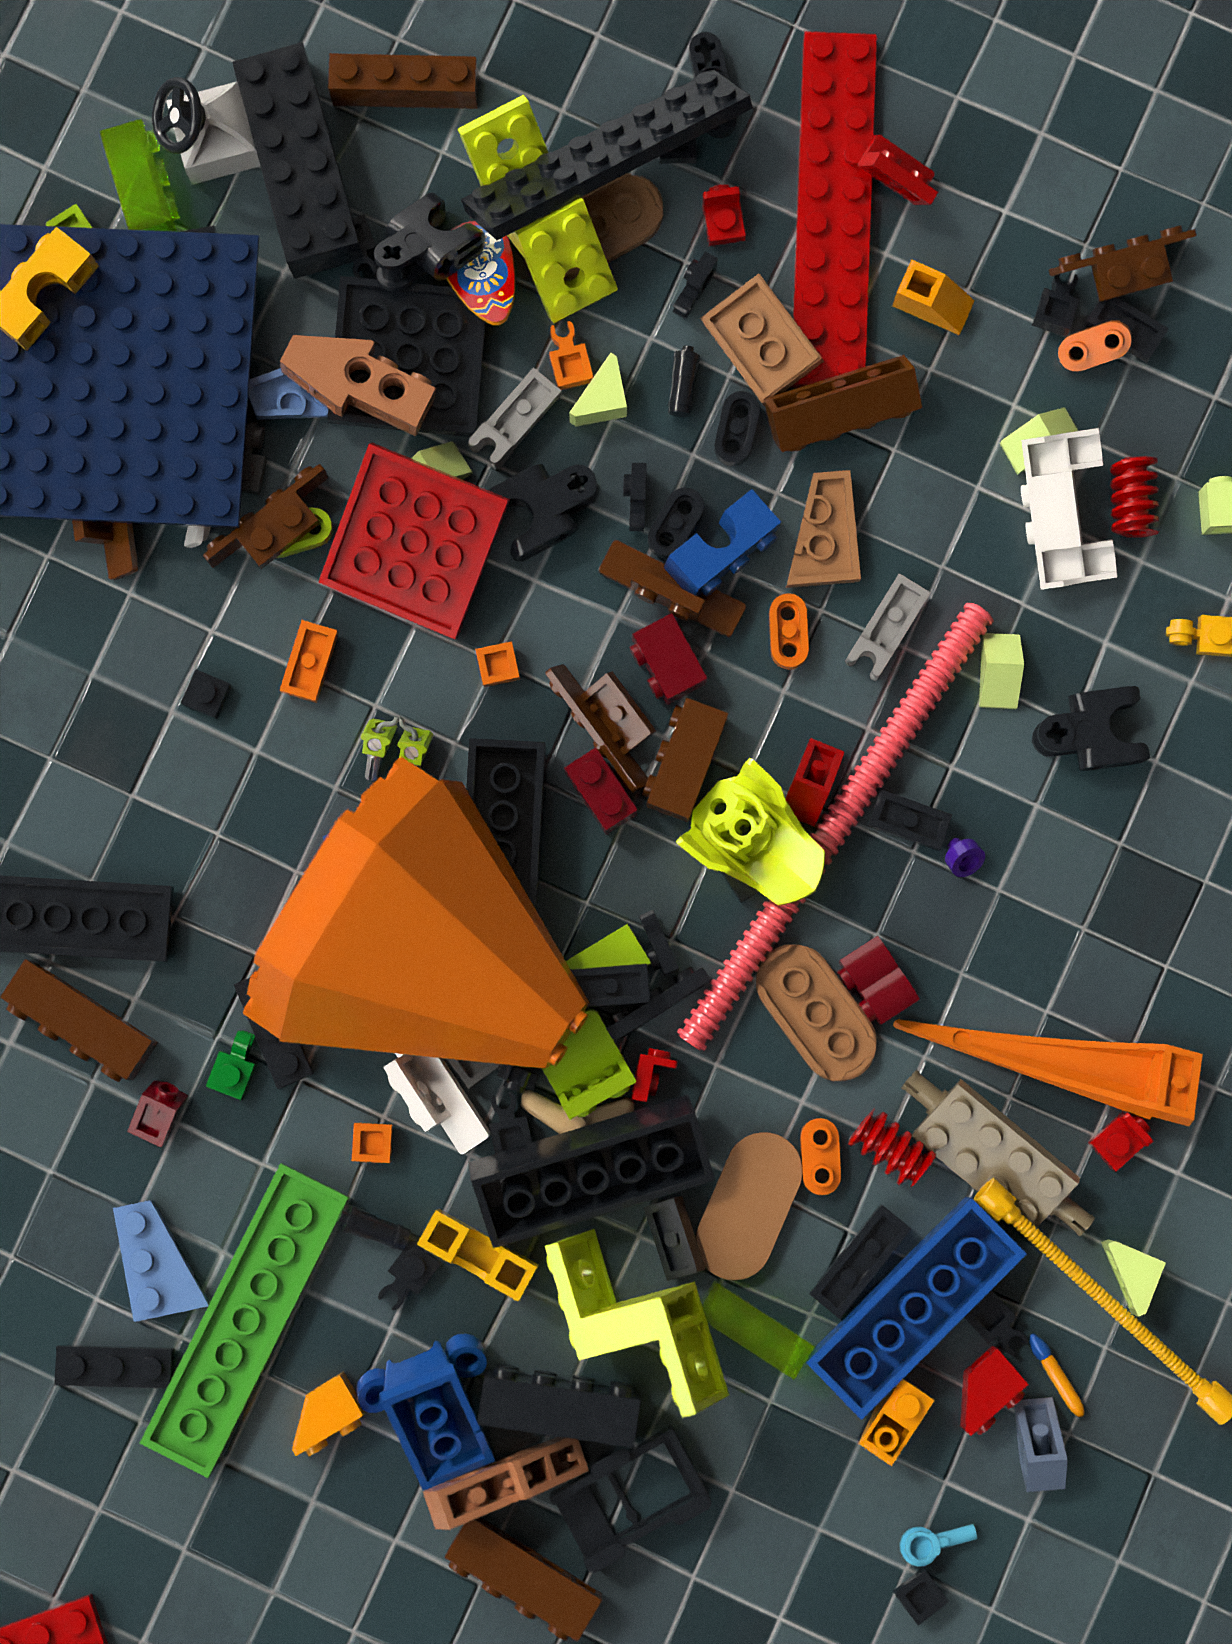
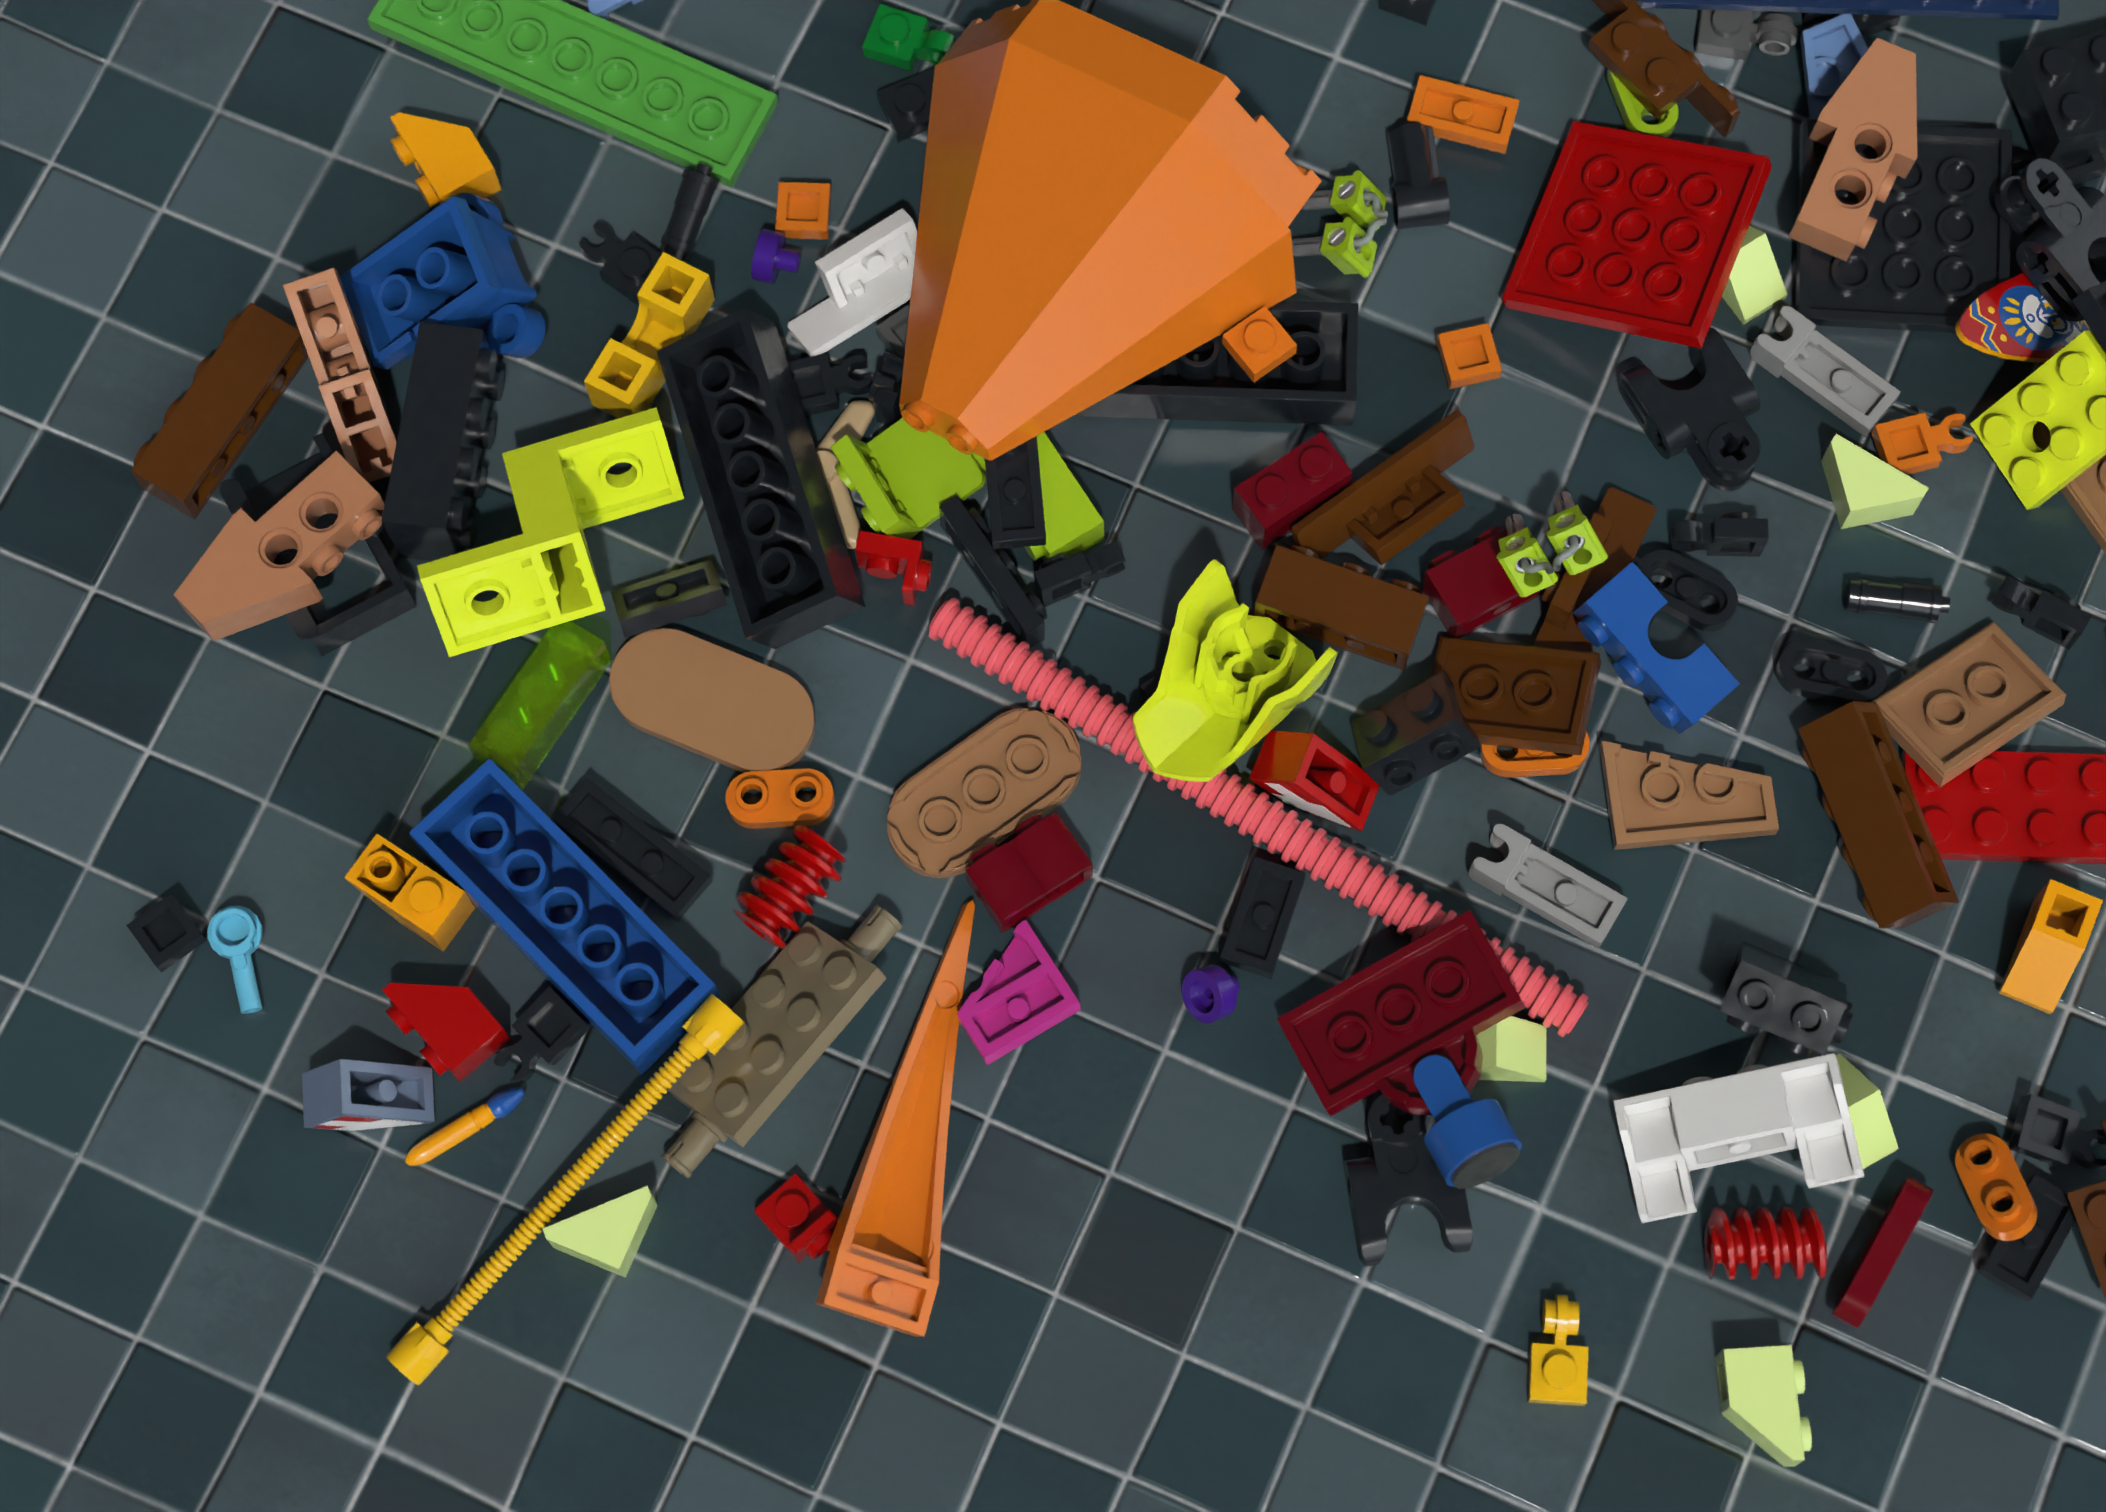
camera: 90 degrees right, 10 degrees down
(371, 694) = (1418, 191): none -> black piece
(410, 1164) = (772, 257): none -> dark purple tile
(502, 808) = (1259, 344): none -> orange plate
(660, 594) = (1570, 537): none -> lime piece
(668, 1552) = (237, 578): none -> nougat brick
(755, 645) = (1521, 692): none -> reddish brown tile
(783, 713) = (1413, 735): none -> black bracket
(966, 990) = (1017, 998): none -> dark pink wing
(976, 472) = (1785, 1000): none -> black brick
(1004, 719) = (1414, 1037): none -> dark red plate
(1137, 421) = (1882, 1252): none -> dark red beam

